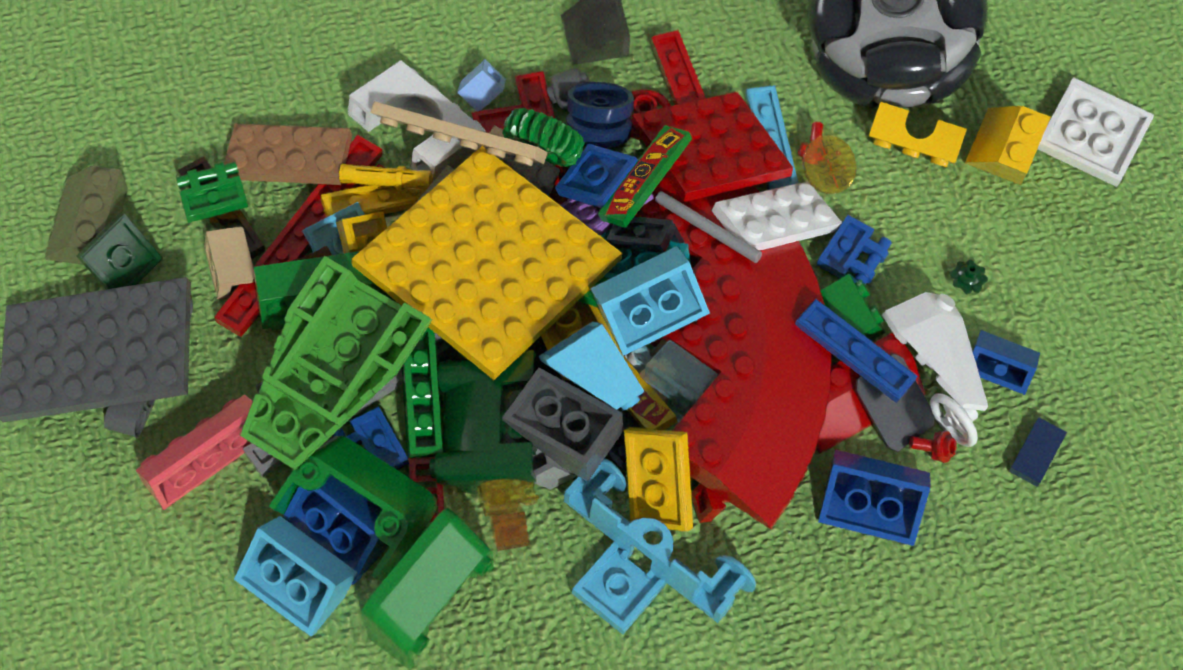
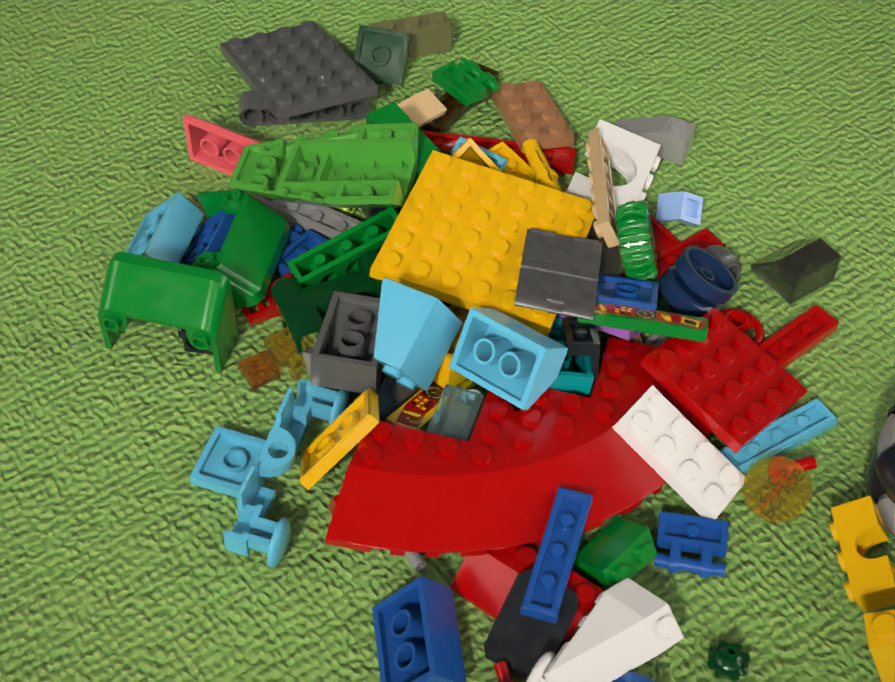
camera: 70 degrees right, 15 degrees down
(371, 58) = (670, 132): none -> light grey slope
(571, 216) = (559, 274): none -> flat silver piece
(708, 227) = (620, 388): light grey bar -> none

